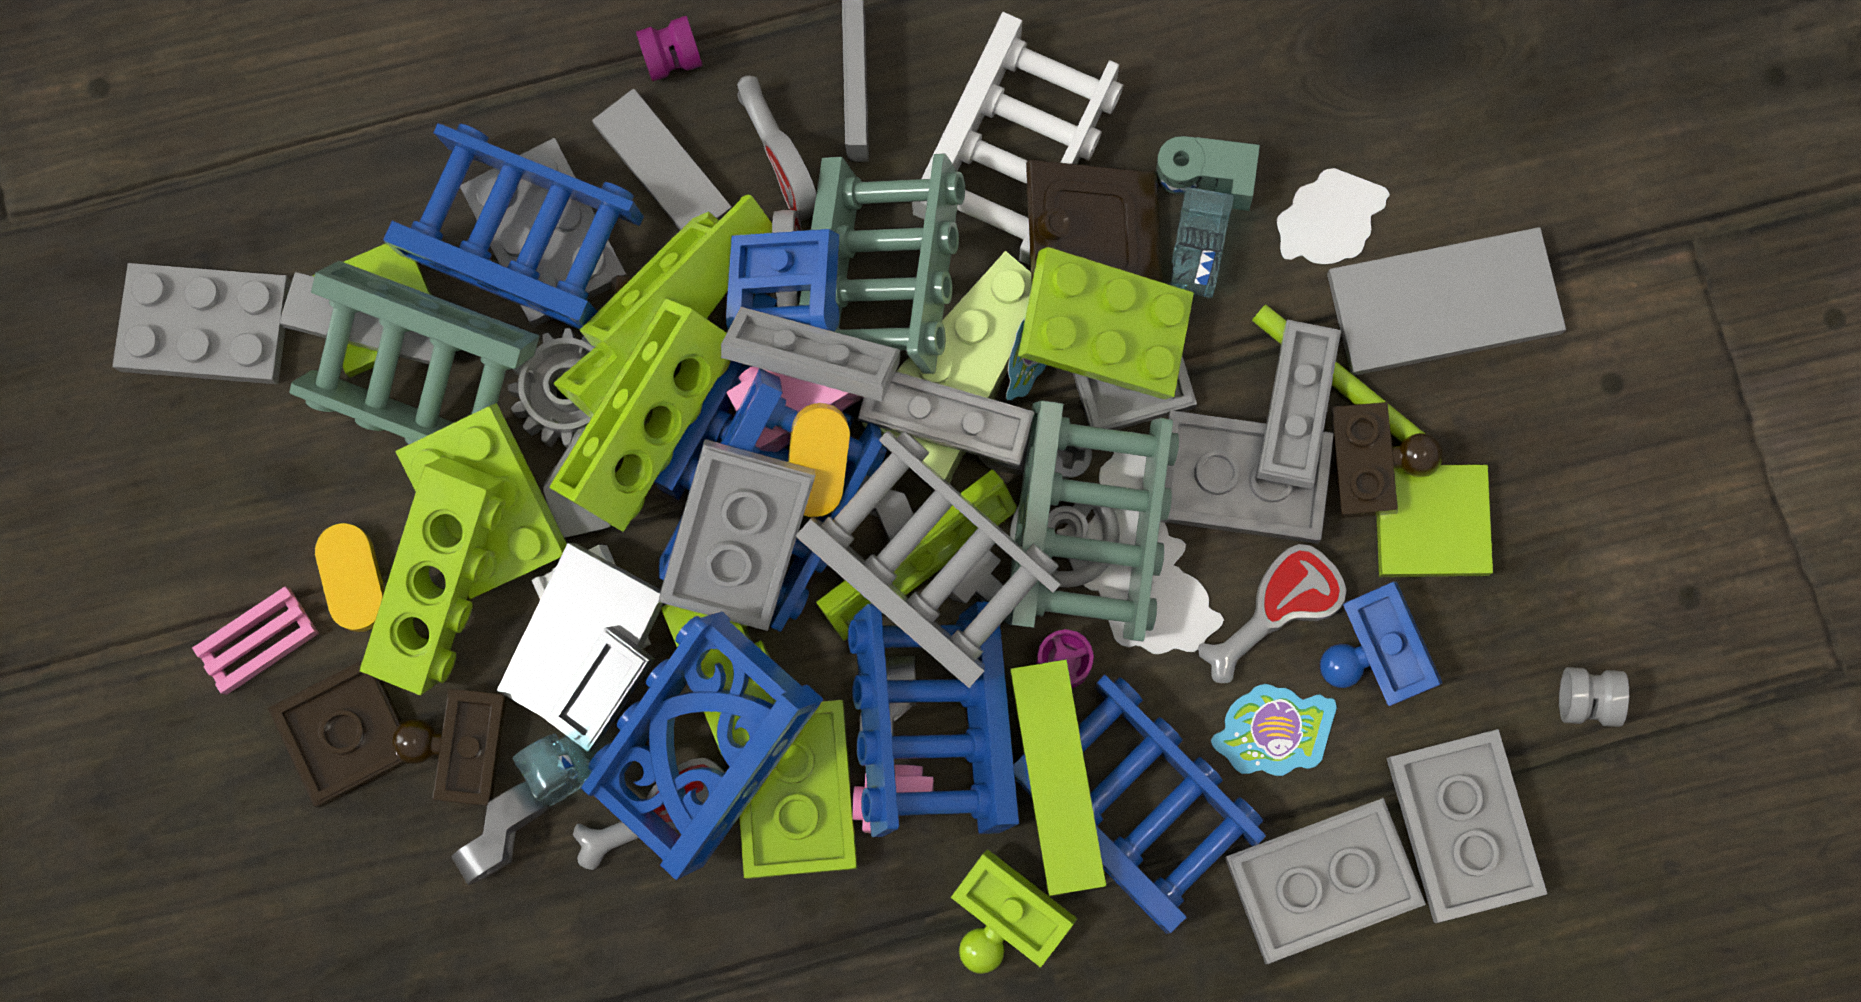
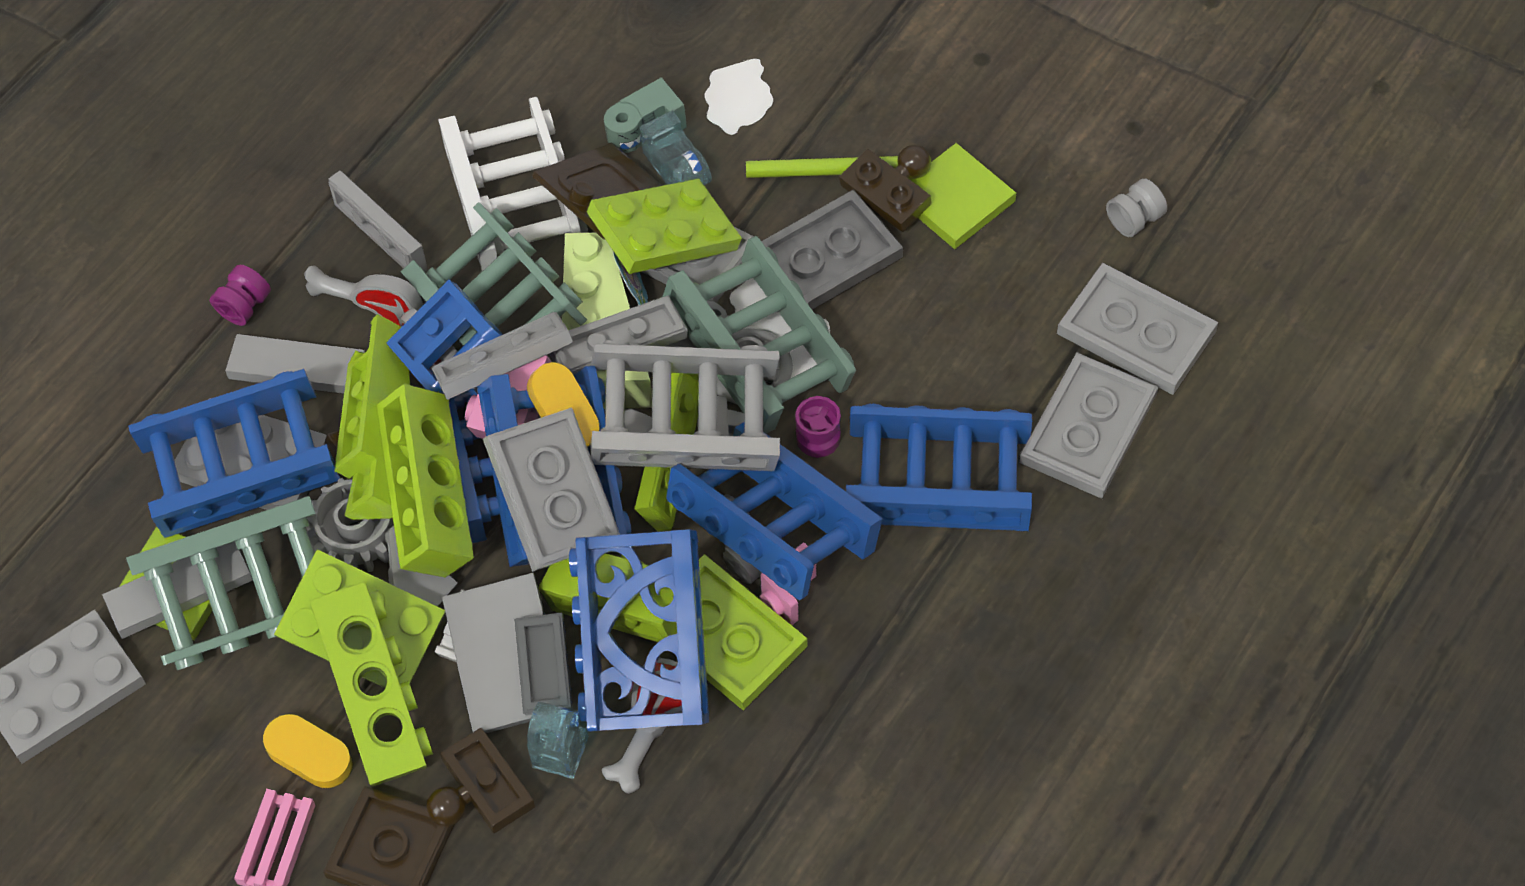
camera: 45 degrees left, 20 degrees down
(496, 844) = (560, 823): flat silver piece -> none
(1012, 912) = (925, 586): lime plate -> none
(1057, 777) = (880, 477): lime tile -> none
(1181, 617) = (869, 360): white sticker -> none
(1275, 731) = (979, 373): sticker -> none
(1295, 587) = (912, 290): light grey piece -> none
(1299, 404) = (818, 188): light grey tile -> none
(1388, 645) = (996, 272): plate -> none
(1446, 301) = (846, 85): light grey tile -> none

